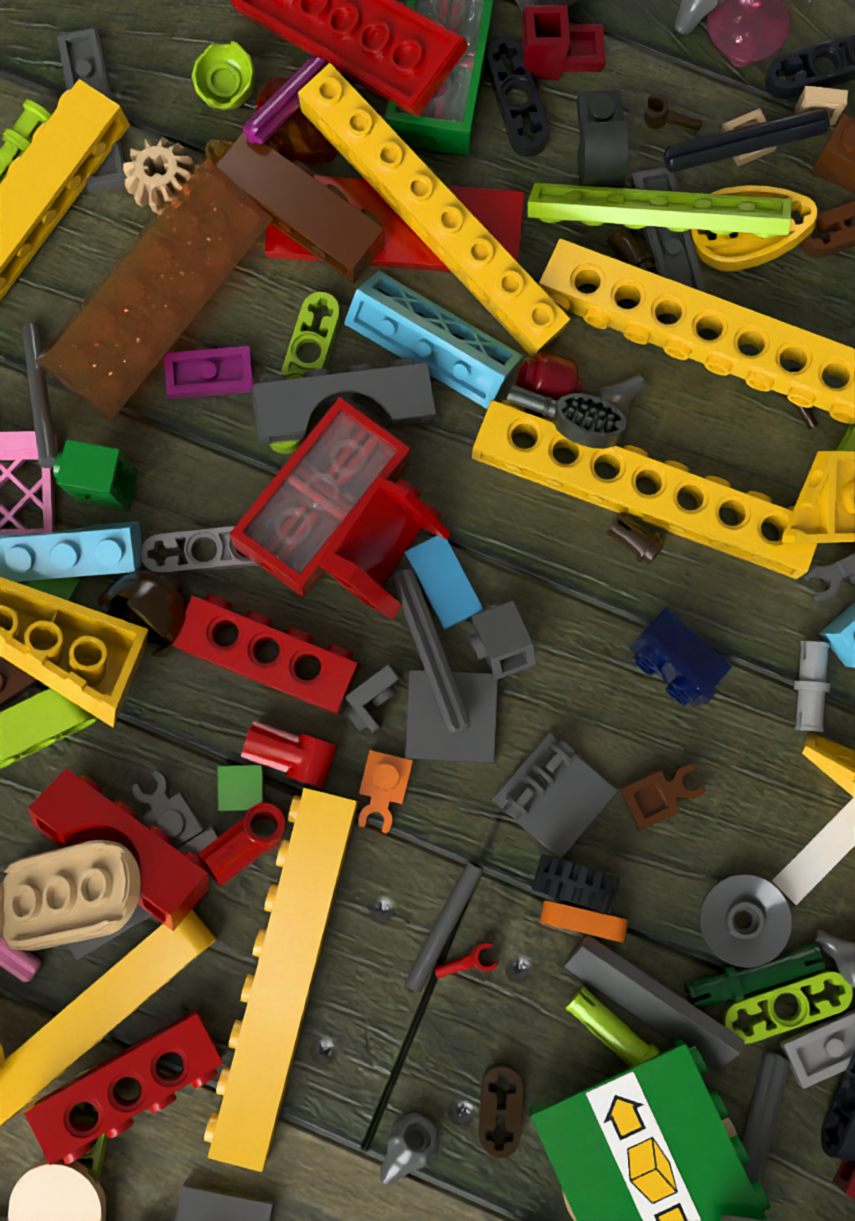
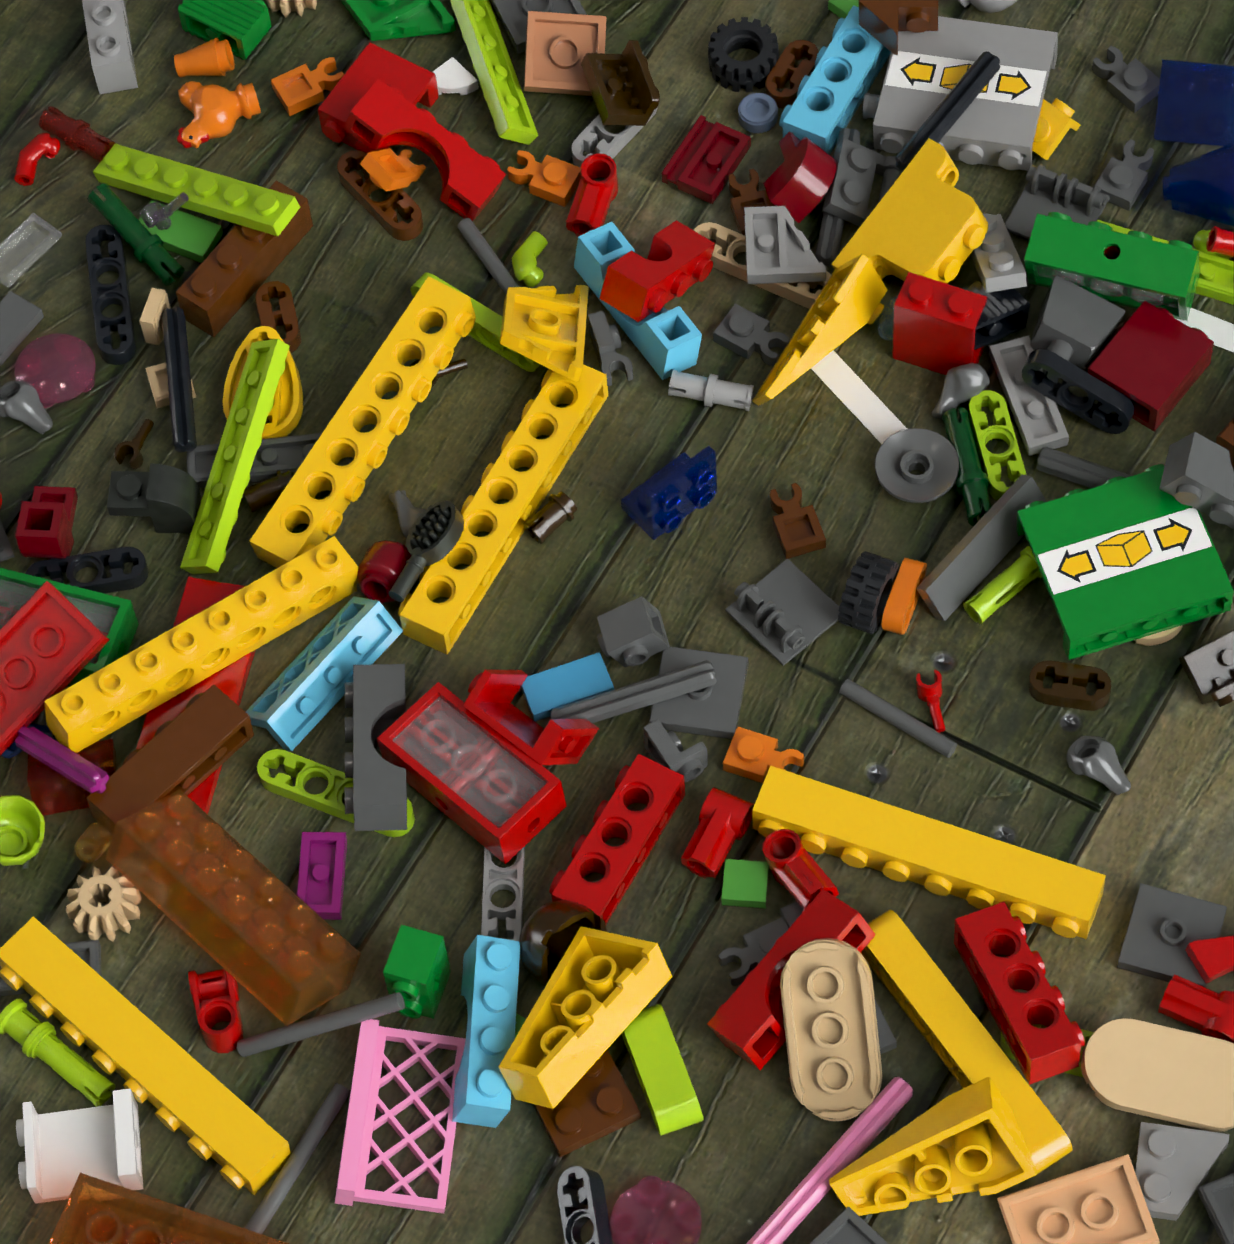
camera: 80 degrees left, 20 degrees down
(63, 289) = (216, 1000): none -> red piece

